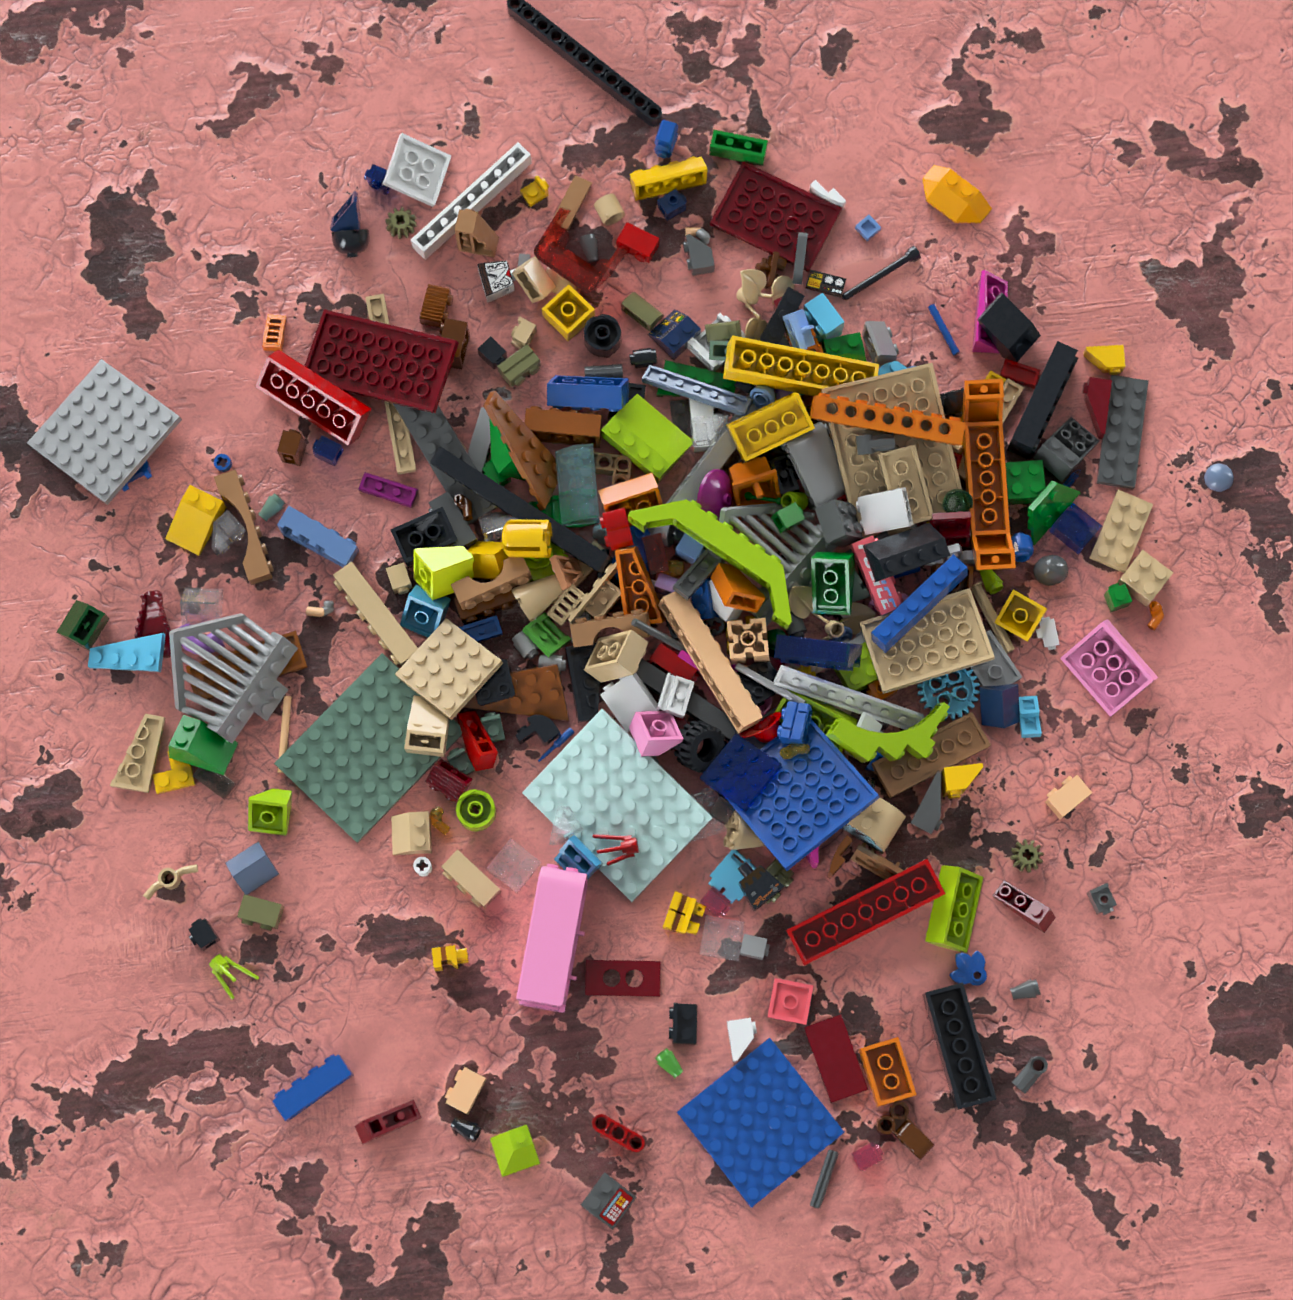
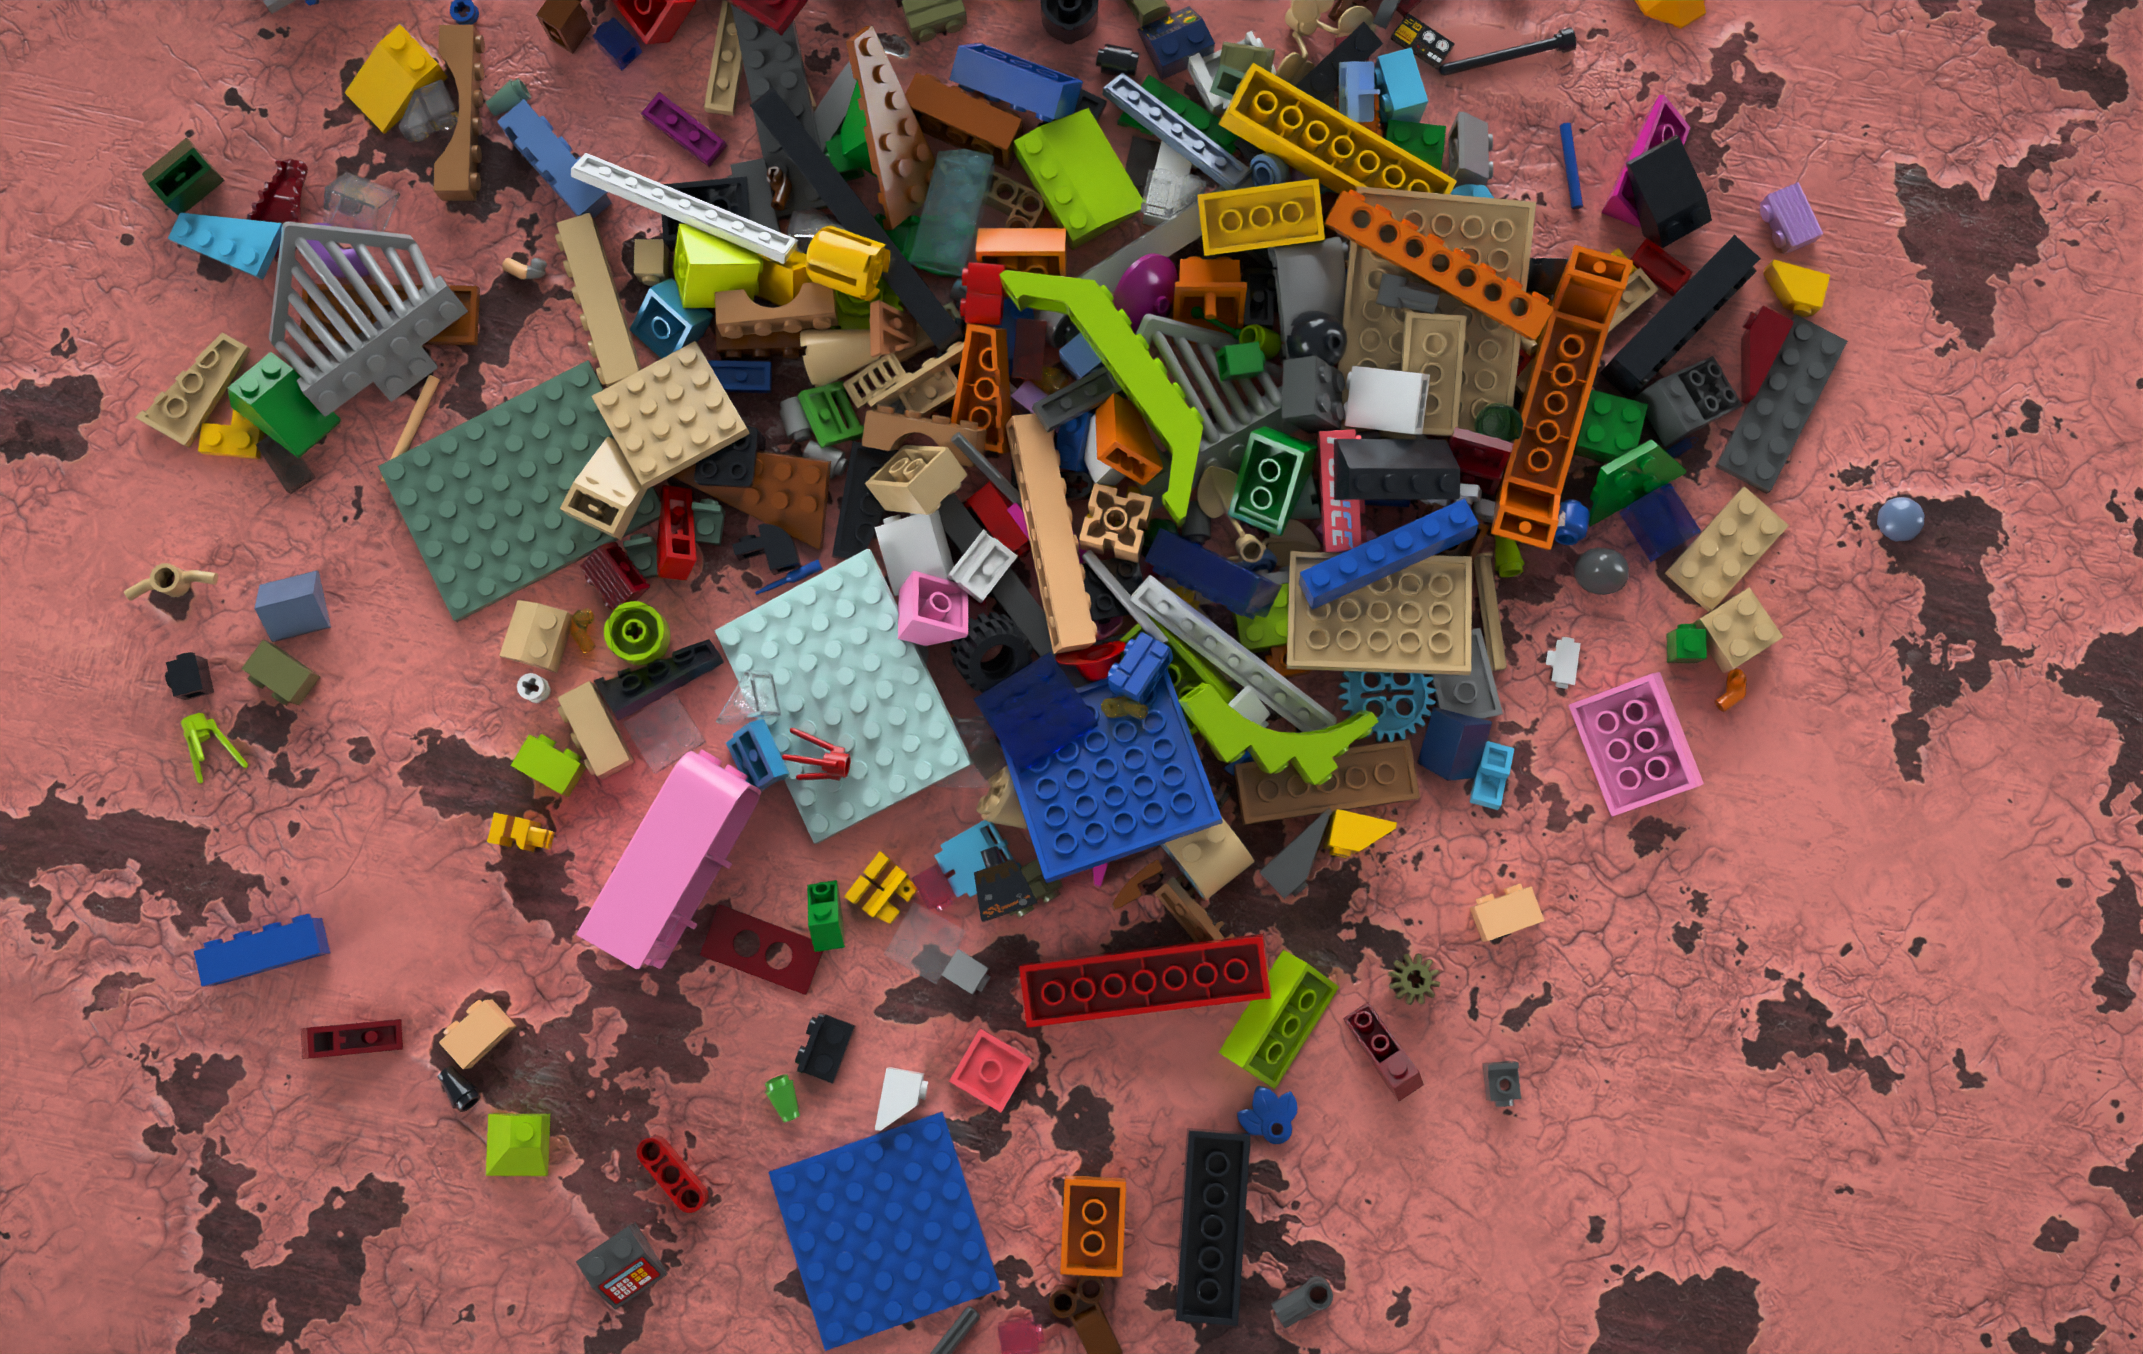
camera: 20 degrees right, 5 degrees up
(270, 811) = (347, 533): lime slope -> none
(412, 539) = (684, 208): none -> white tile
(450, 910) = (549, 765): none -> lime brick
(490, 842) = (648, 684): none -> black wing
(608, 371) = (1054, 60): dark grey axle -> none
(655, 943) = (825, 916): none -> green slope
(829, 486) = (1317, 335): none -> black cylinder
(835, 1058) = (1027, 1177): dark red tile -> none
(1020, 615) = (1532, 622): yellow slope -> none
(1027, 989) = (1342, 1176): dark grey cone -> none
(1087, 318) = (1790, 218): none -> lavender brick

